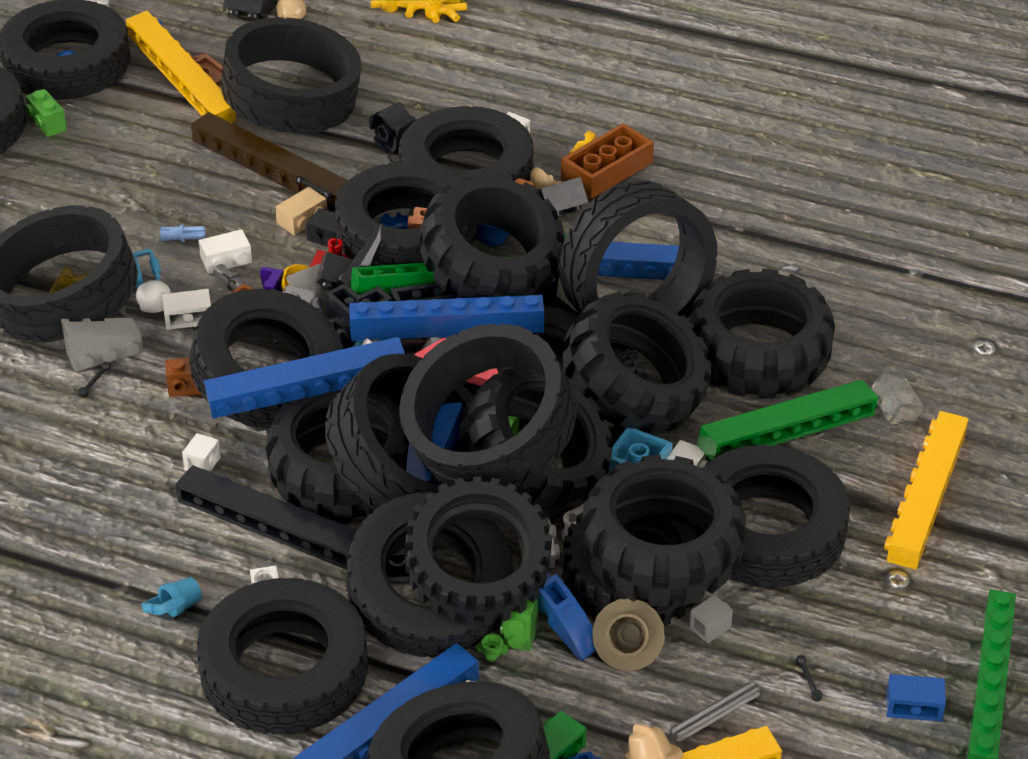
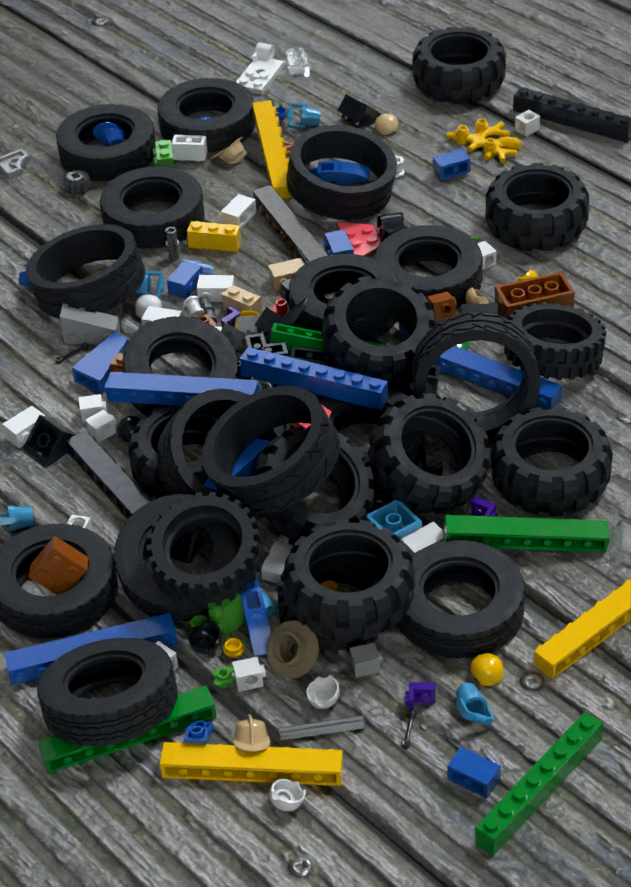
camera: 30 degrees right, 0 degrees up
(72, 92) = (189, 147): none -> white brick
(77, 145) = (148, 185): none -> black tyre
(104, 485) = (19, 427): none -> white brick
(128, 87) = (233, 153): none -> tan piece
(137, 212) = (172, 243): none -> dark grey pin
(145, 383) = (95, 367): none -> slope
(147, 492) = (48, 440): none -> black slope
(173, 436) = (91, 405): none -> white brick
(178, 190) = (214, 236): none -> yellow brick
(179, 251) = (184, 279): none -> blue brick
(186, 154) = (239, 211): none -> white brick
(189, 22) = (308, 116): none -> dark azure piece
(221, 283) = (192, 308): none -> white piece
(240, 447) = (126, 427): none -> black hair
(269, 255) = (241, 300): none -> tan brick
(288, 74) = (341, 172): none -> blue slope
(293, 634) = (58, 566): none -> dark orange brick
(341, 160) = (337, 243): none -> brick
(353, 148) = (362, 237): none -> coral wing
(404, 35) = (451, 164): none -> blue brick
(514, 657) = (205, 637): none -> black hair
(542, 84) = (537, 228): none -> black tyre
(551, 658) = (233, 648): none -> yellow plate
(563, 695) = (223, 677): none -> bright green plate
(592, 681) = (248, 674): none -> white brick
(692, 181) = (566, 324): none -> black tyre
(693, 670) = (323, 692): none -> white hair
(718, 409) = (482, 507): none -> dark purple bracket
(797, 633) = (420, 693): none -> dark purple bracket
(846, 581) = (487, 669): none -> yellow hair
(862, 624) = (473, 704): none -> dark azure piece

